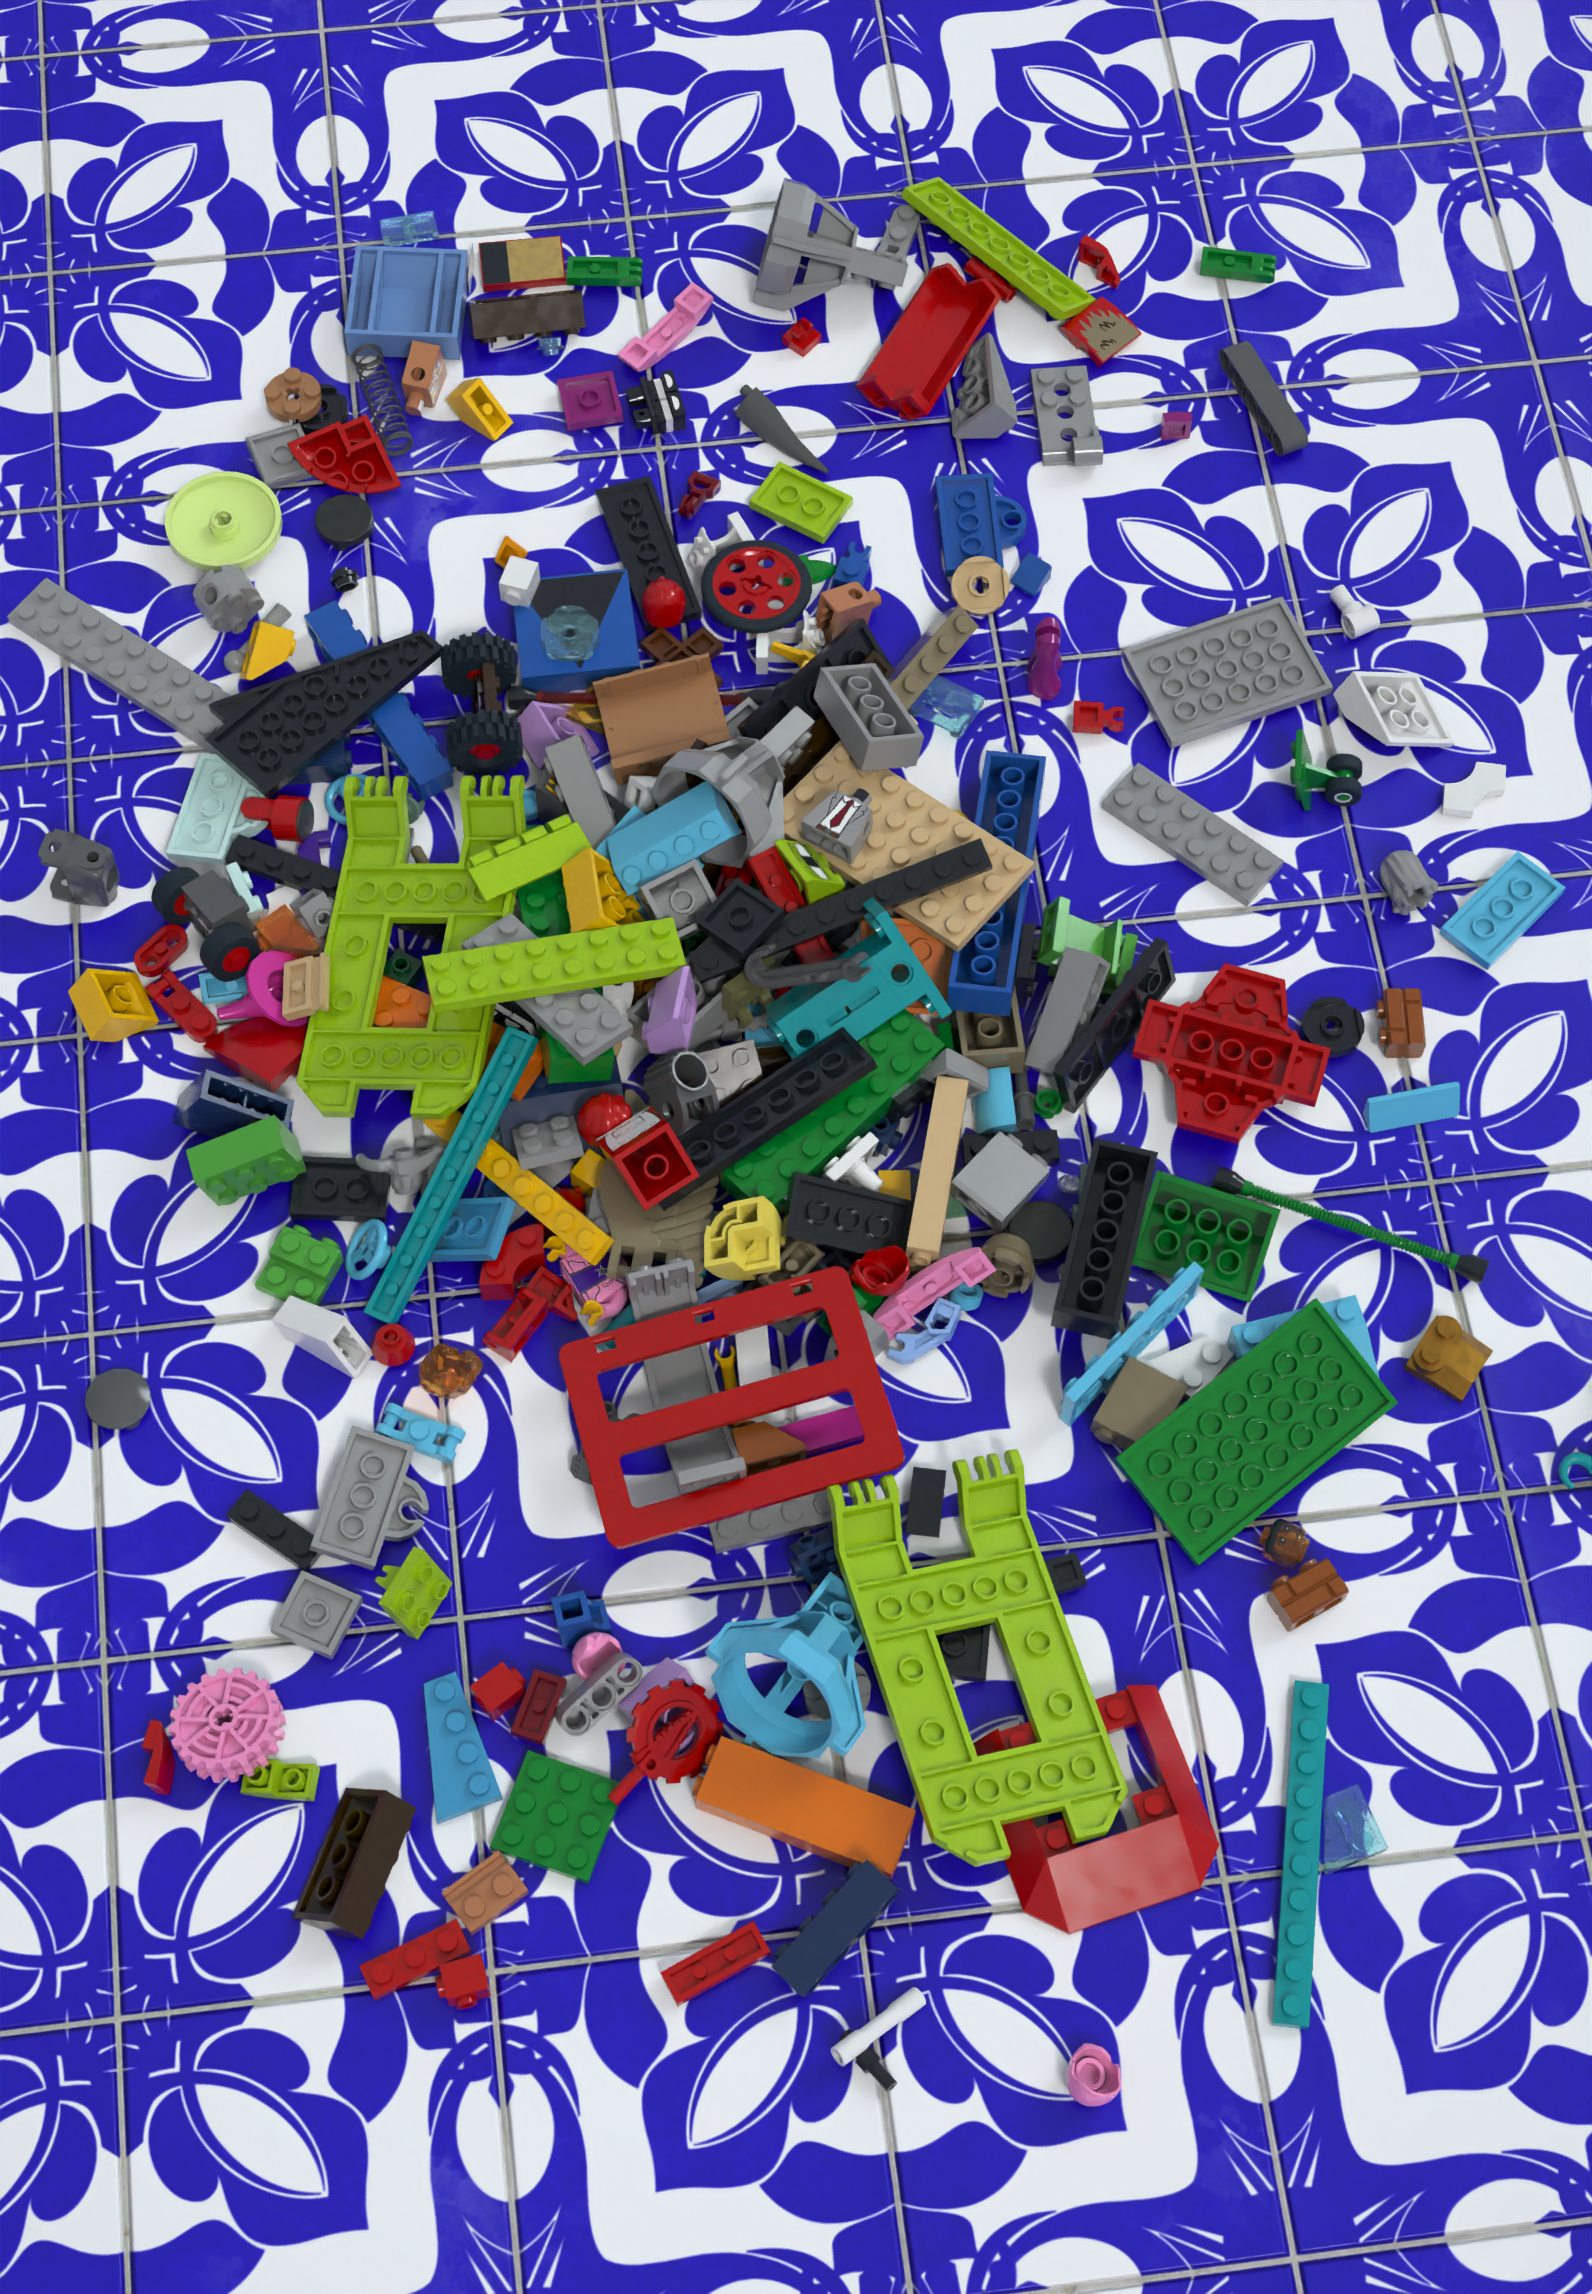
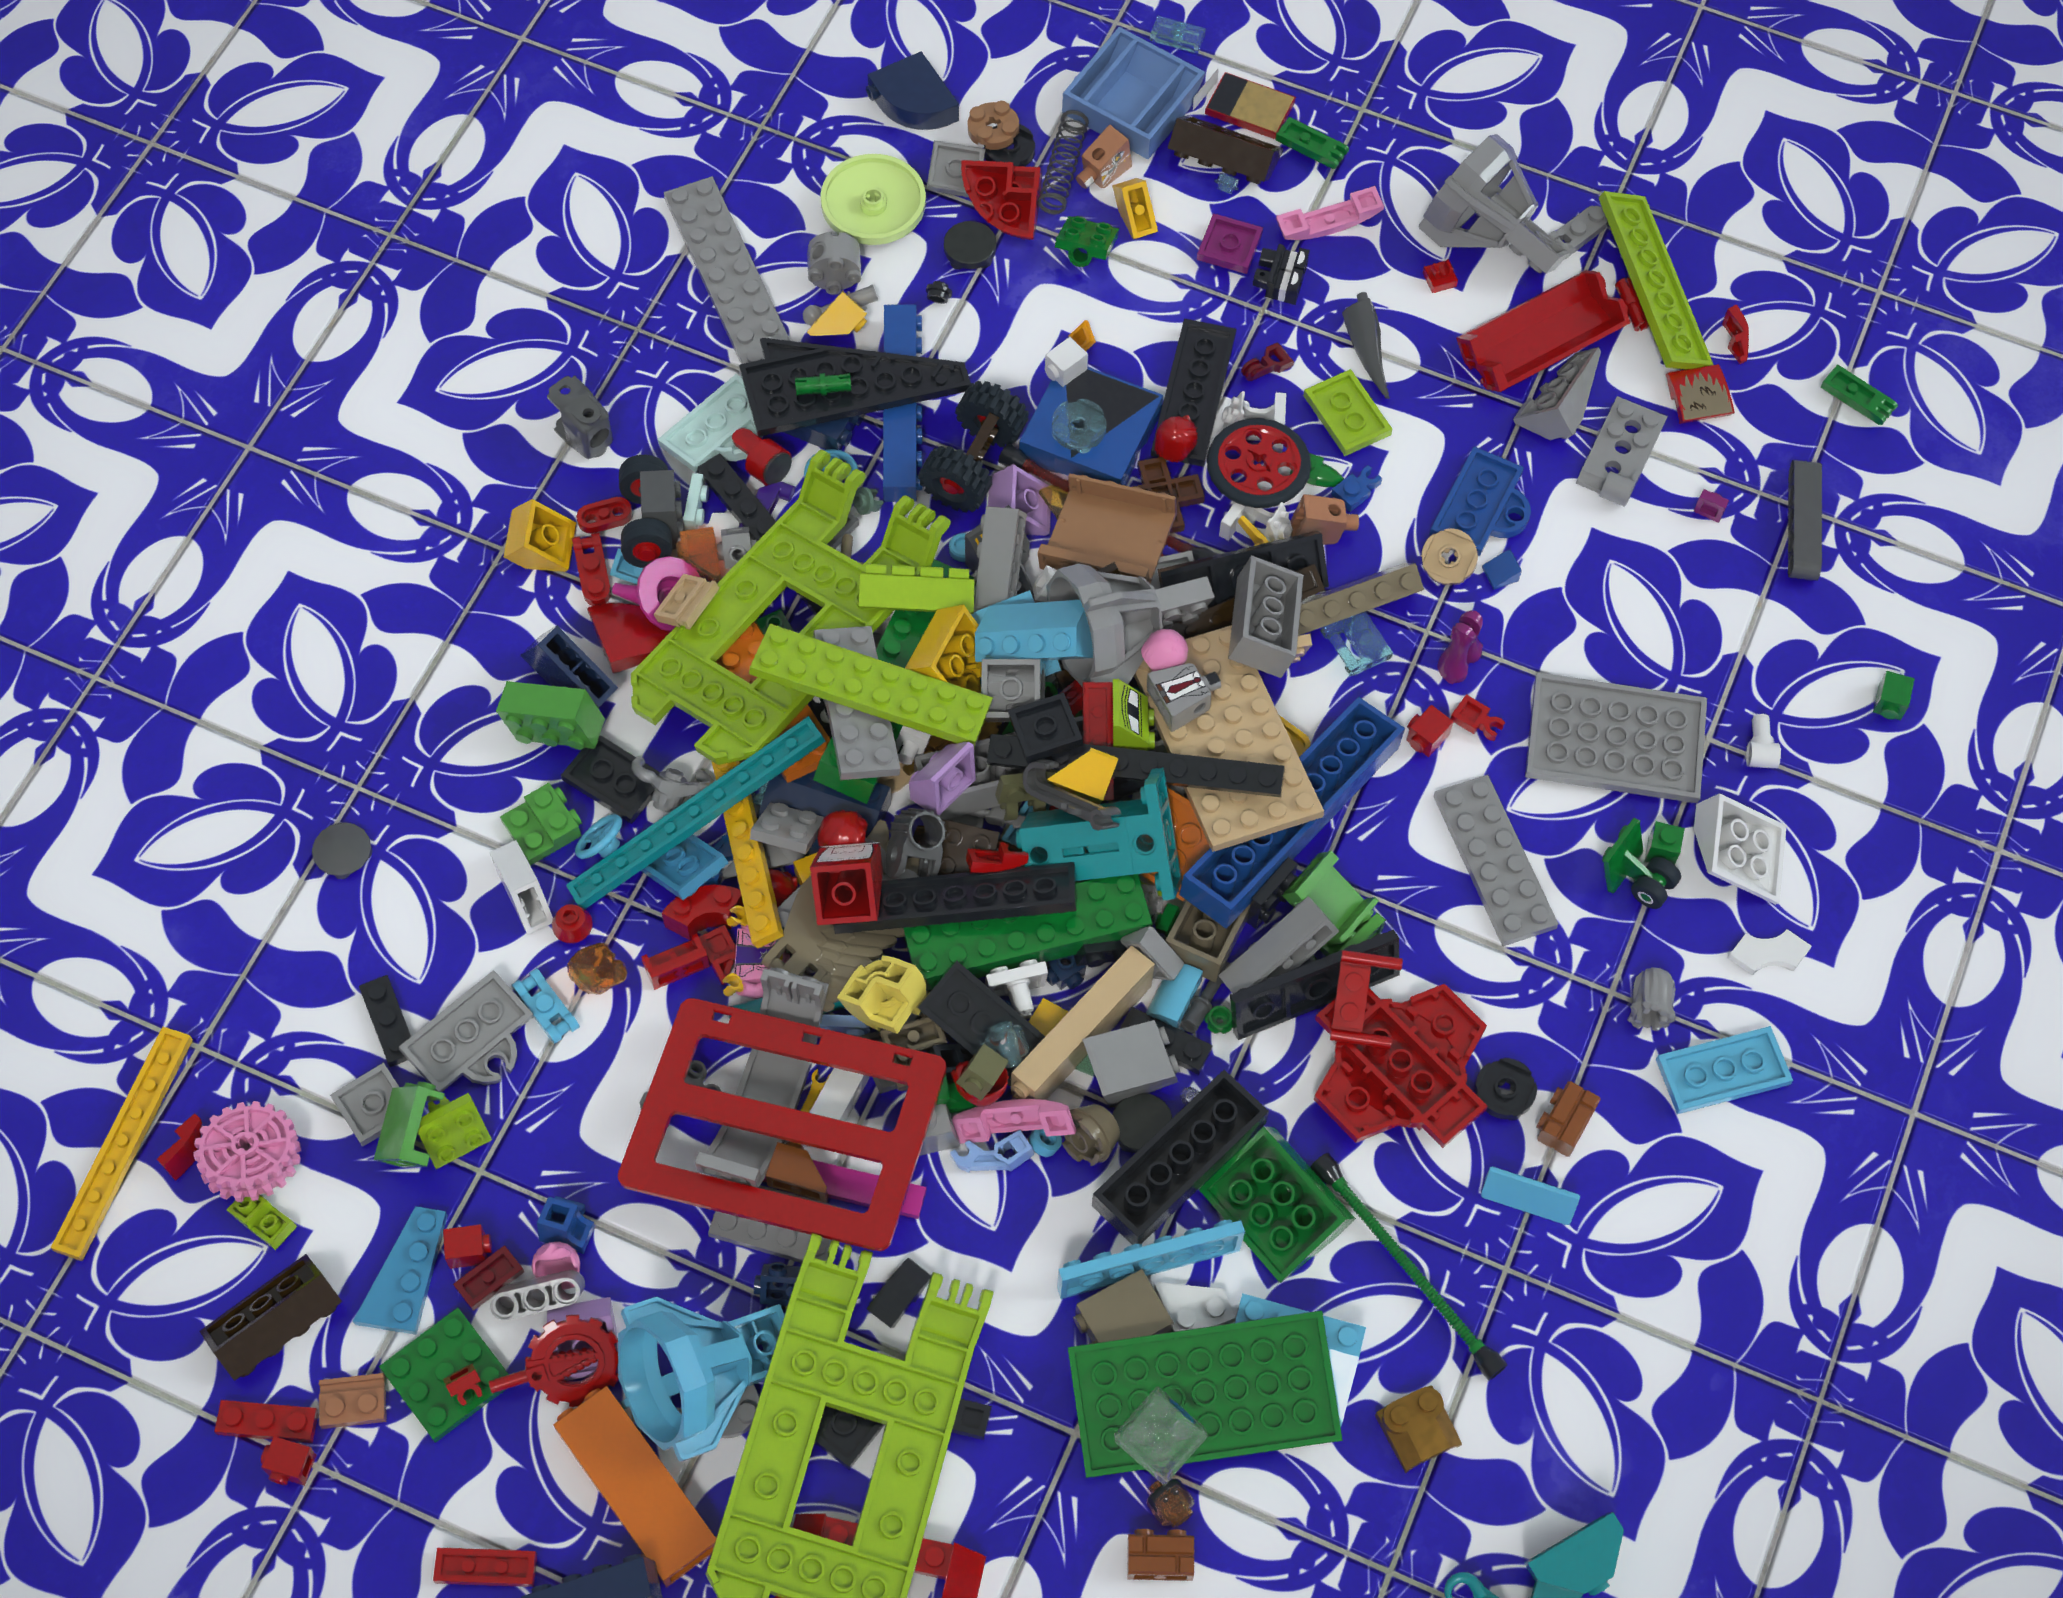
camera: 30 degrees right, 0 degrees up
(93, 1791) = (121, 1144): none -> yellow plate
(193, 404) = (913, 94): none -> dark blue brick
(303, 716) = (823, 384): none -> green pin
(369, 1613) = (402, 1125): none -> bright green panel
(461, 455) = (1091, 236): none -> green plate
(583, 1810) = (461, 1381): none -> red tile
(769, 1065) = (993, 861): none -> red slope
(800, 792) = (1164, 649): none -> bright pink hair
(809, 940) = (1087, 775): none -> yellow slope
(882, 1259) = (982, 1072): none -> olive brick
(885, 1223) = (1008, 1041): none -> clear light blue head
(1062, 750) = (1428, 730): none -> red brick
(1159, 1014) = (1352, 998): none -> red plate
(1247, 1485) = (1160, 1435): none -> clear brick
(1328, 740) = (1664, 842): none -> green brick
(1435, 513) = (1893, 695): none -> green brick

